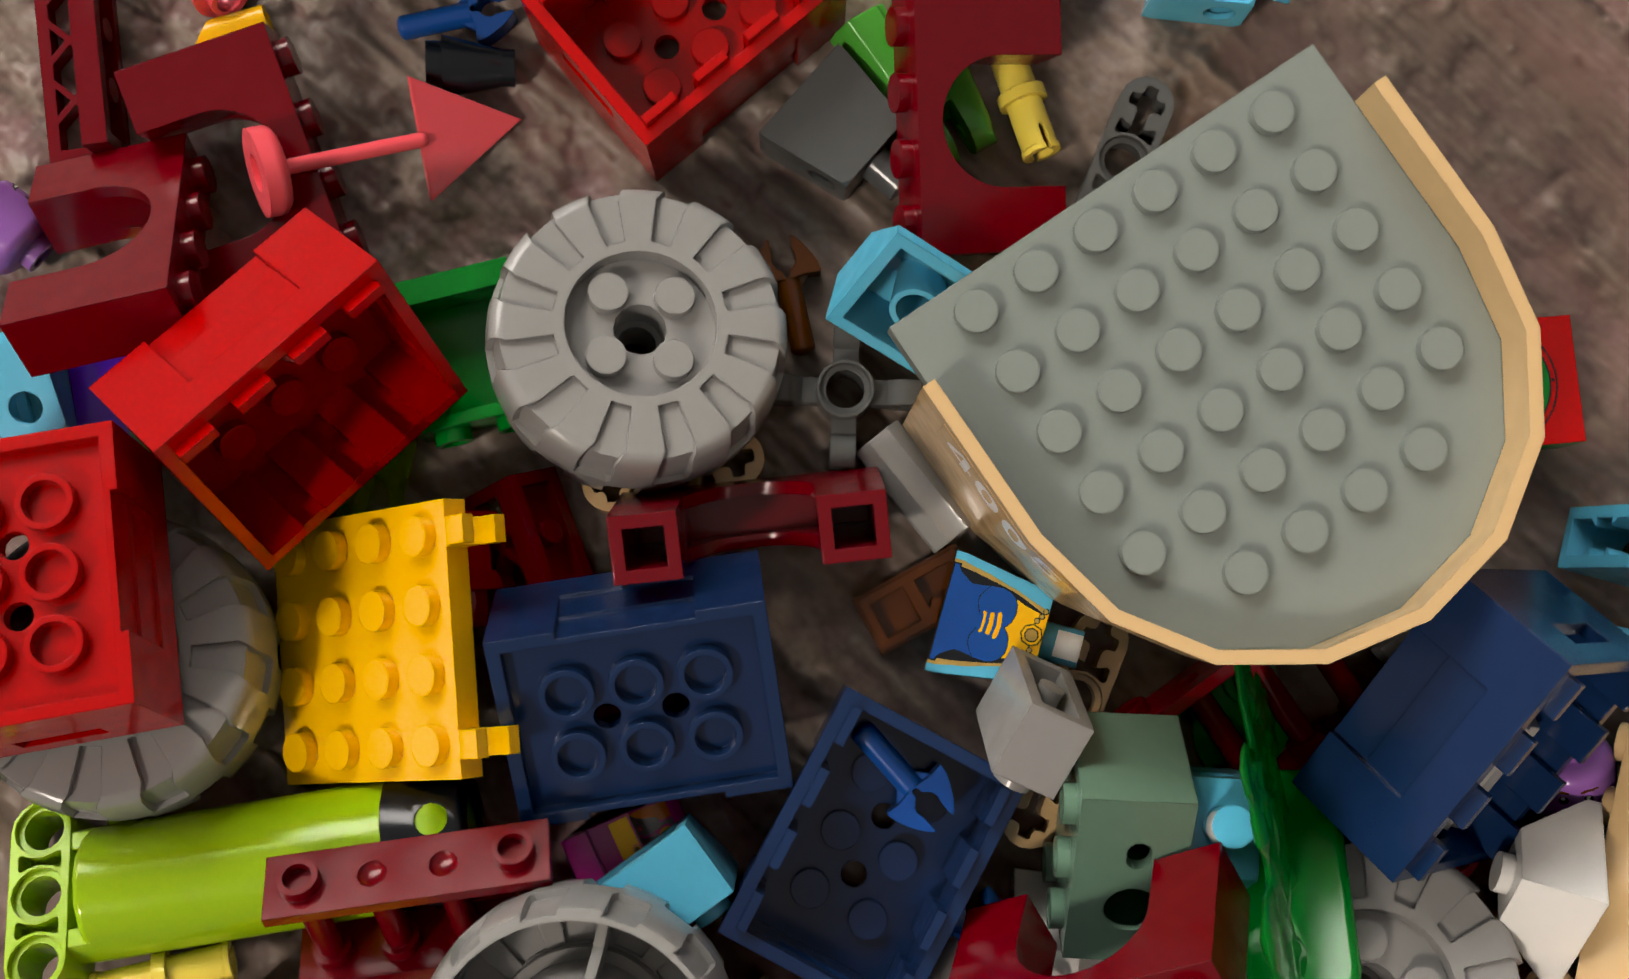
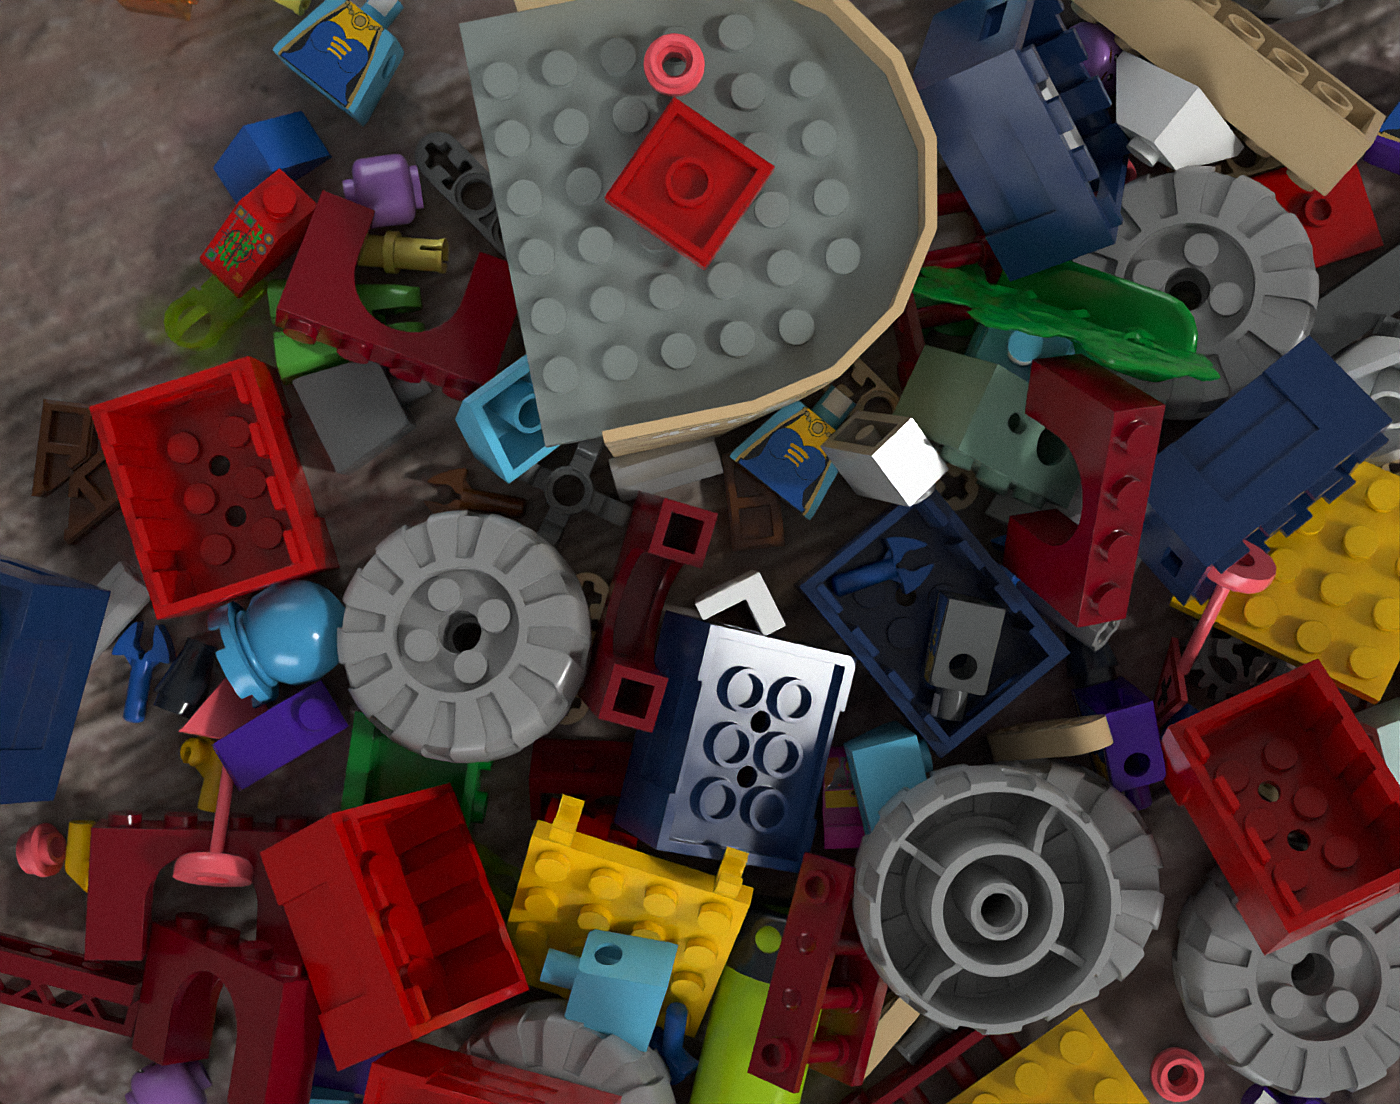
camera: 60 degrees left, 5 degrees up
(269, 759) = (670, 1043): none -> blue bar
(311, 663) = (614, 983): none -> medium azure torso
(392, 119) = (202, 756): none -> yellow arm
(446, 186) = (280, 735): none -> dark purple slope
(550, 140) = (279, 638): none -> dark azure tile
(822, 631) = (747, 588): none -> white fence
(879, 898) = (958, 627): none -> dark grey torso
(1089, 63) = (387, 187): none -> medium lavender head
(1253, 363) = (689, 183): none -> red plate
(1396, 286) = (674, 46): none -> coral plate

